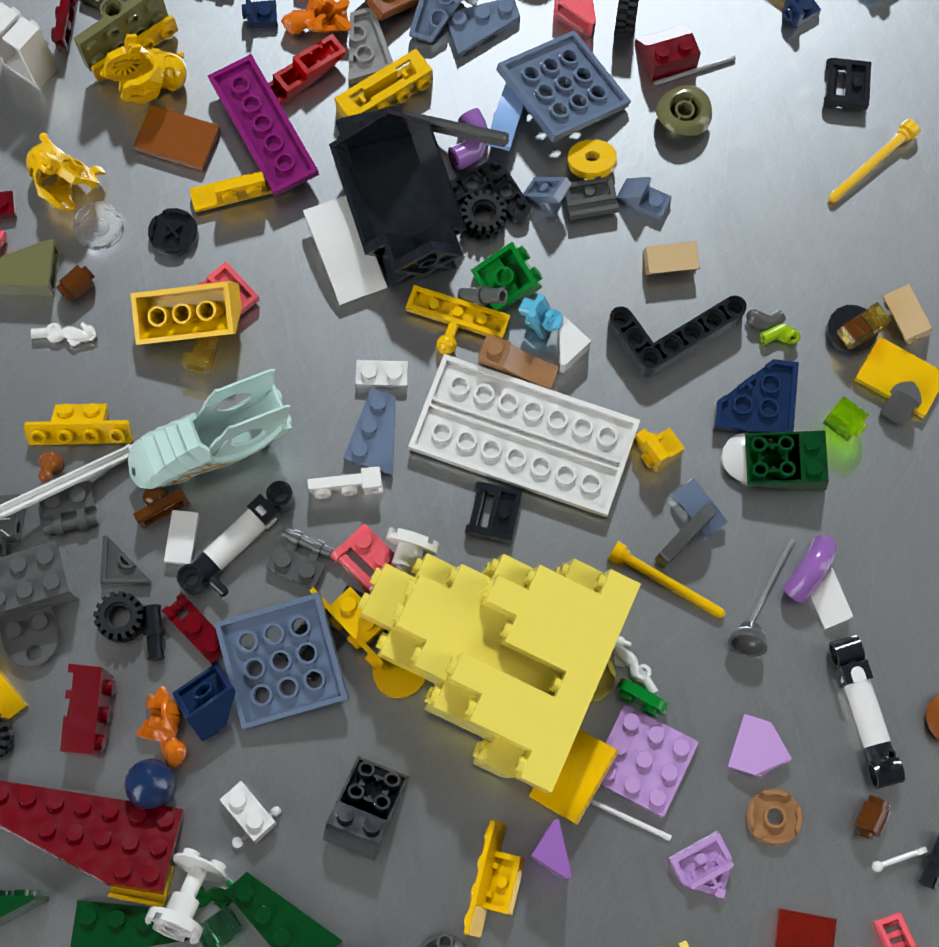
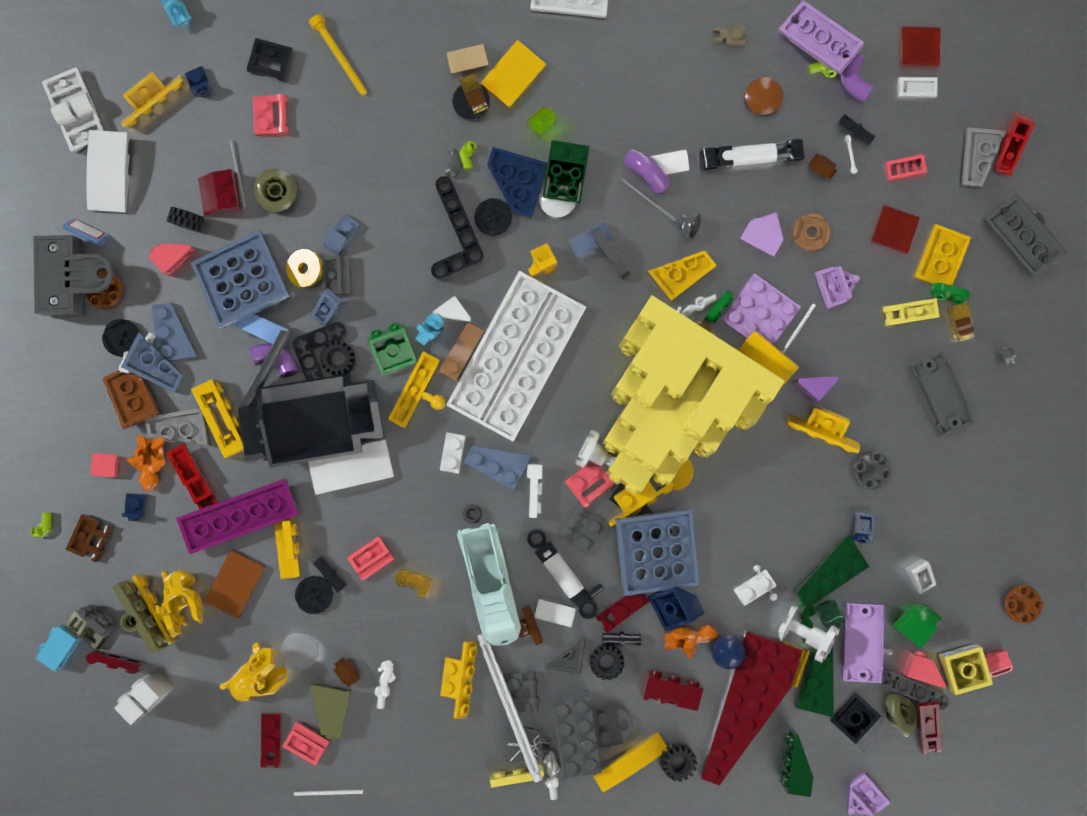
camera: 75 degrees left, 15 degrees up
(50, 464) = (487, 702): dark orange piece -> none
(186, 312) = (387, 591): yellow slope -> none
(201, 245) = (329, 574): none -> black pin
(303, 403) = (467, 518): none -> dark grey plate
(365, 808) = (764, 506): black slope -> none
(483, 295) = (405, 369): dark grey pin -> none
(502, 514) = (573, 381): black plate -> none
(621, 555) = (616, 302): yellow piece -> none
(671, 257) = (396, 223): tan hinge -> none
(675, 637) = (681, 274): none -> yellow wing
(704, 379) = (493, 217): none -> black tile
(777, 88) = (264, 115): none -> coral plate
(902, 402) = (534, 78): dark grey tile -> none

